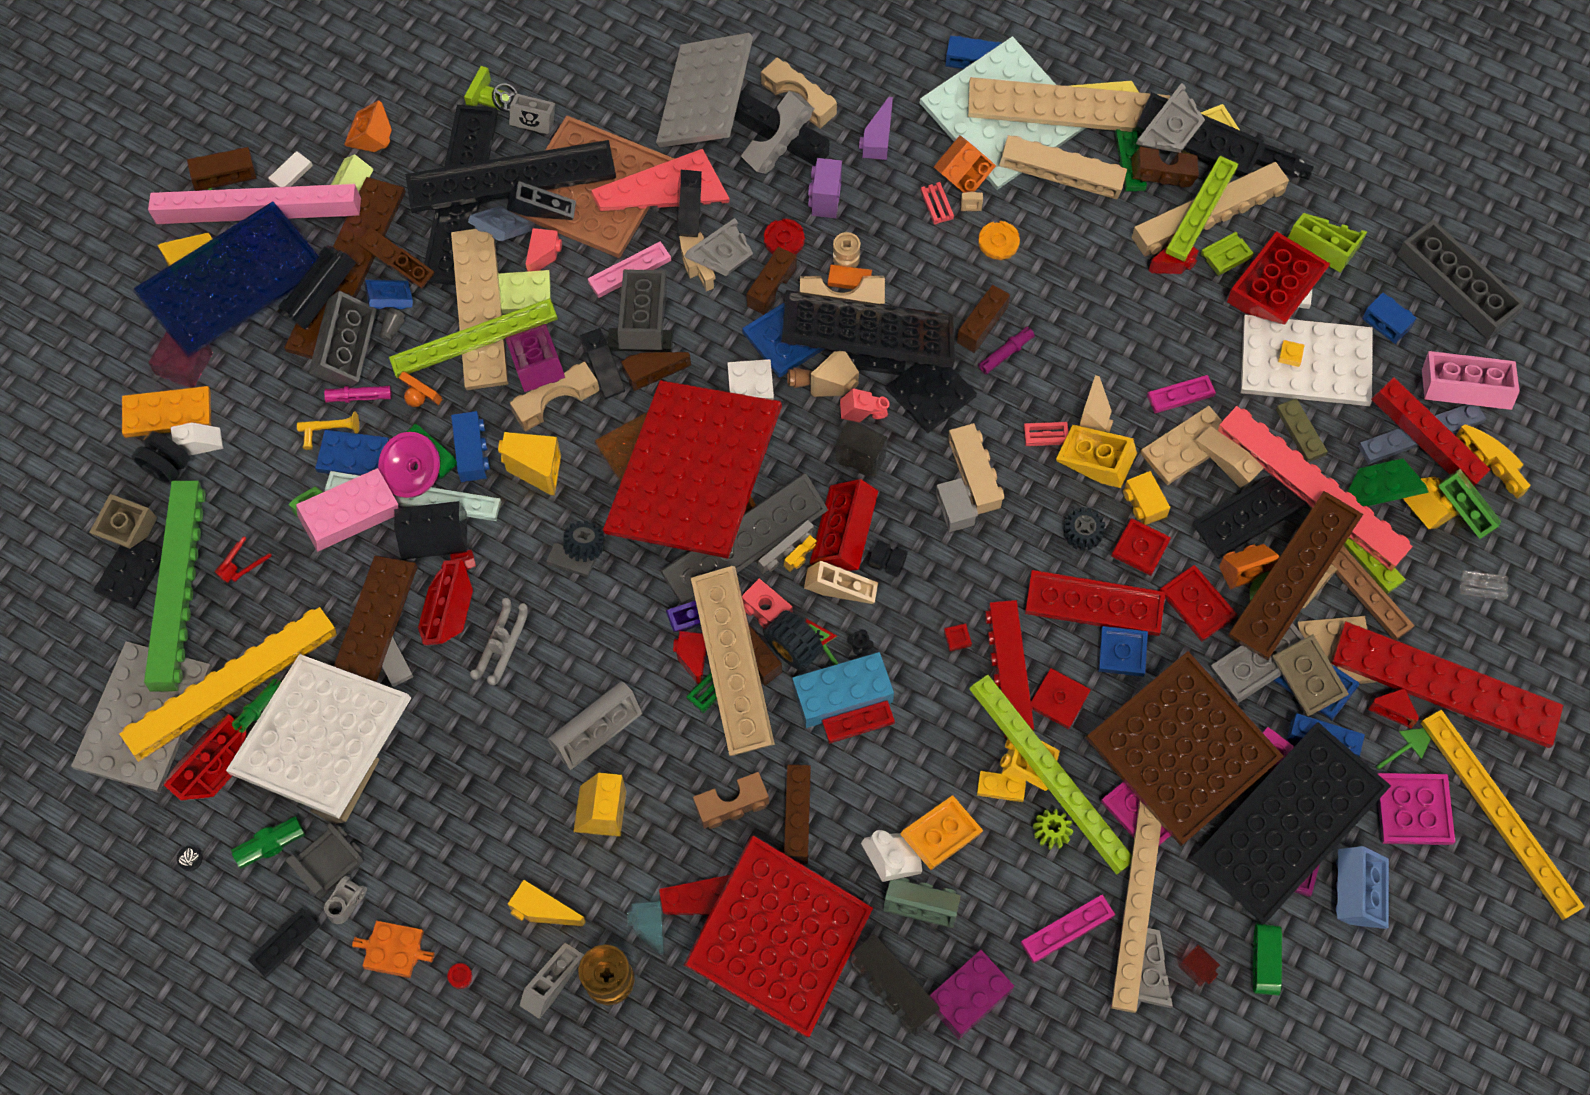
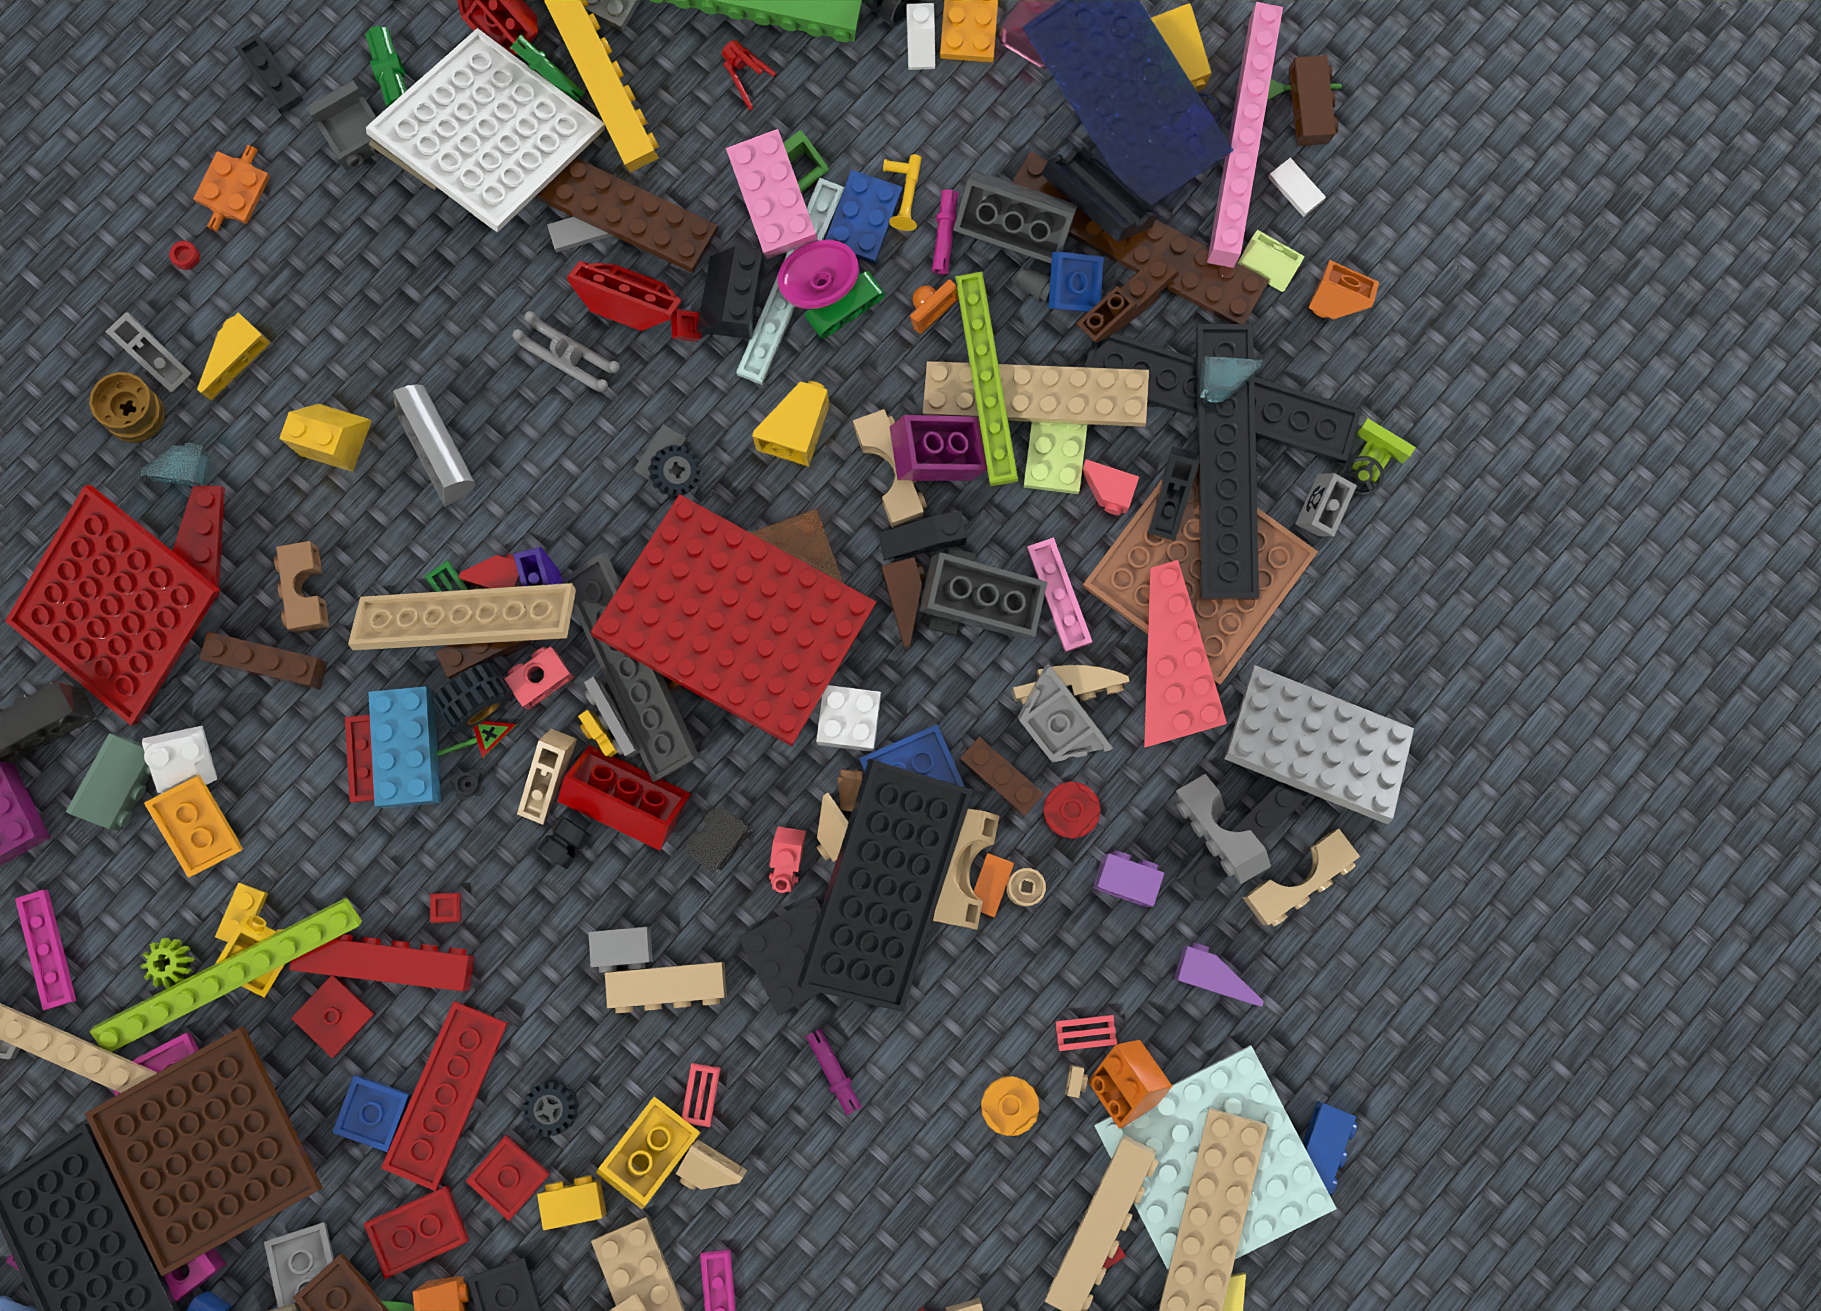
camera: 100 degrees right, 15 degrees up
(347, 896) = (300, 142): light grey piece -> none
(451, 181) = (1225, 376): none -> clear light blue slope
(470, 446) = (839, 355): blue brick -> none
(501, 223) = (1149, 434): sand blue plate -> none
(689, 203) = (1130, 685): black slope -> none
(983, 318) = (885, 1051): reddish brown brick -> none

